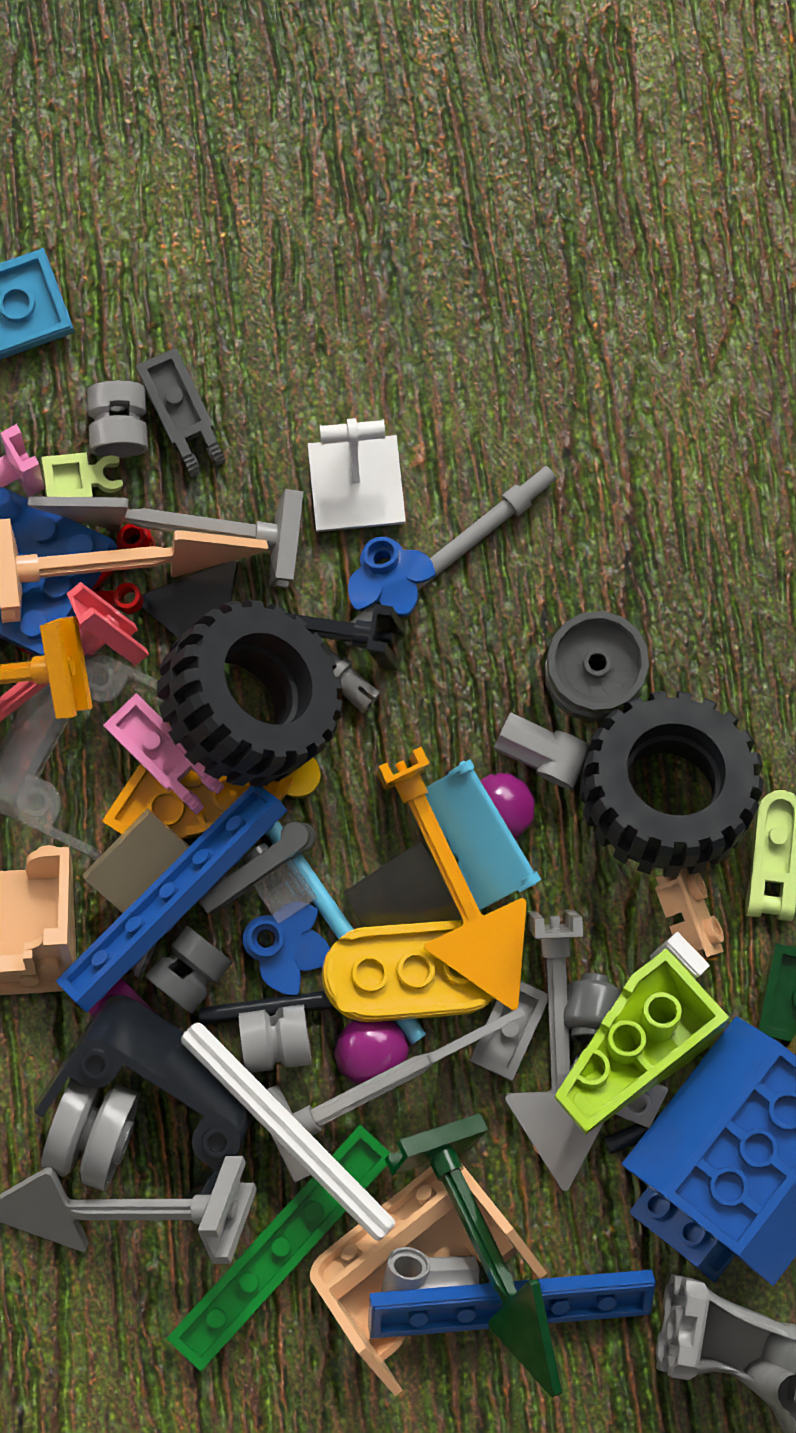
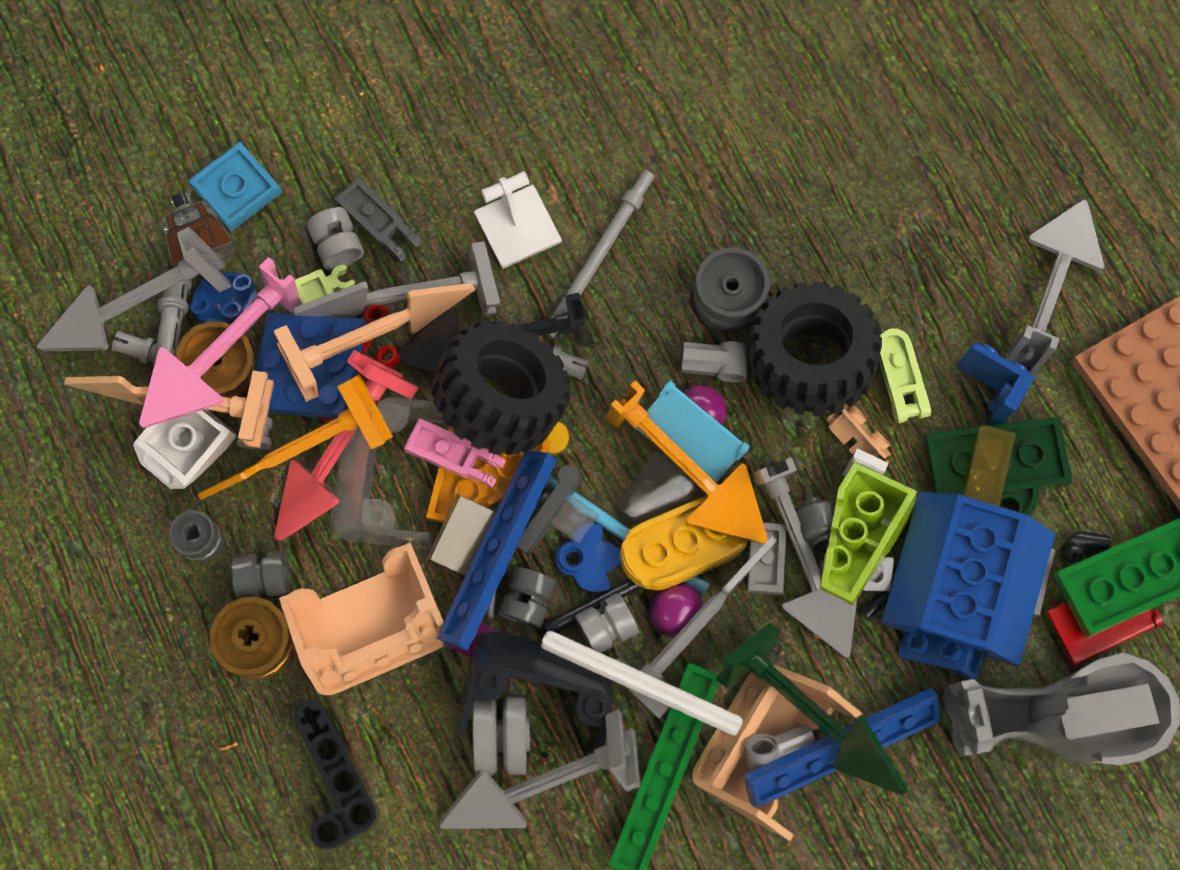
camera: 20 degrees left, 5 degrees down
(389, 582) = (567, 281): blue plate -> none

